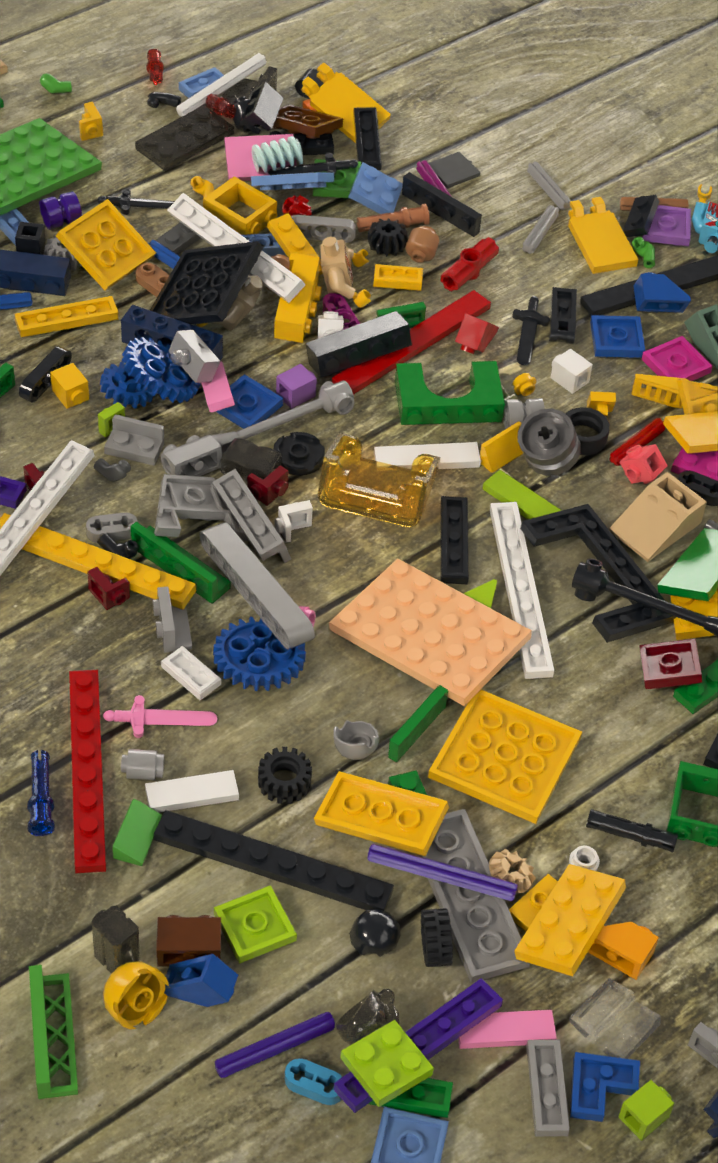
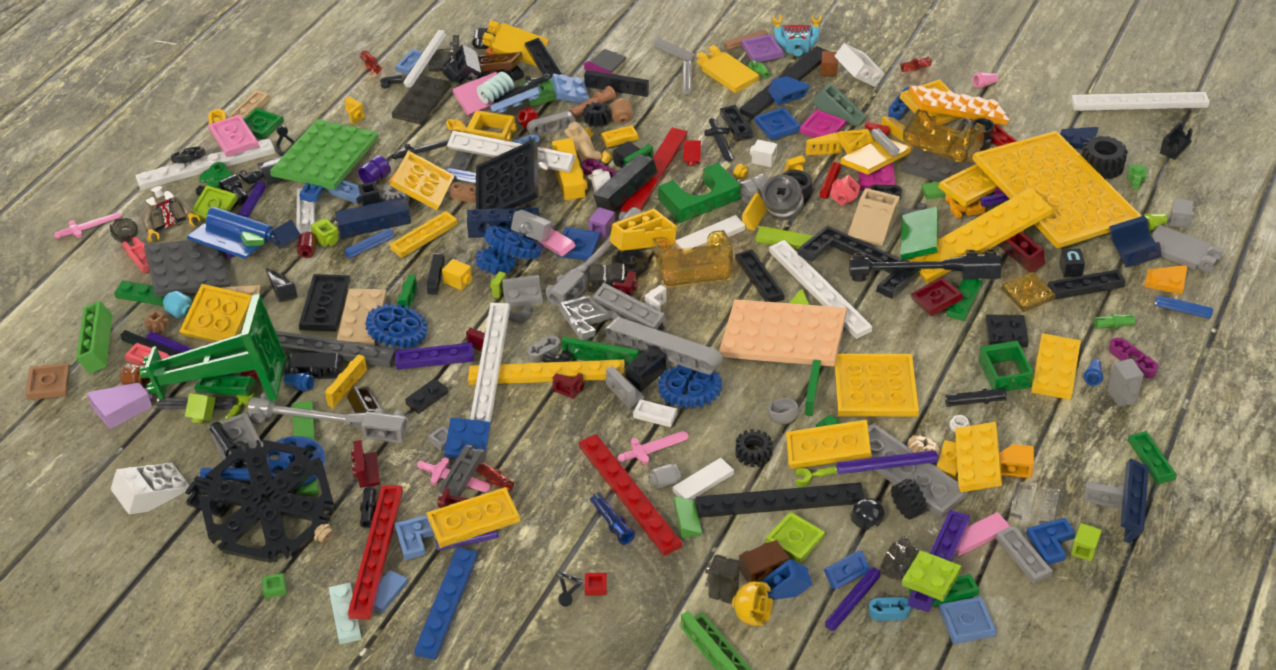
camera: 20 degrees left, 5 degrees down
(53, 86) = (310, 96): bright green arm -> none
(217, 607) = (646, 368): none -> black brick
(221, 106) = (434, 71): clear red pin -> none
(290, 237) = (531, 131): yellow plate -> none
(291, 1000) = (846, 569): none -> blue plate
(327, 414) = (639, 230): none -> yellow wedge
(329, 849) = (807, 475): none -> lime piece
(385, 299) = (622, 152): none -> black brick
(469, 264) = (659, 113): red piece -> none
(641, 216) = (745, 48): black plate -> none

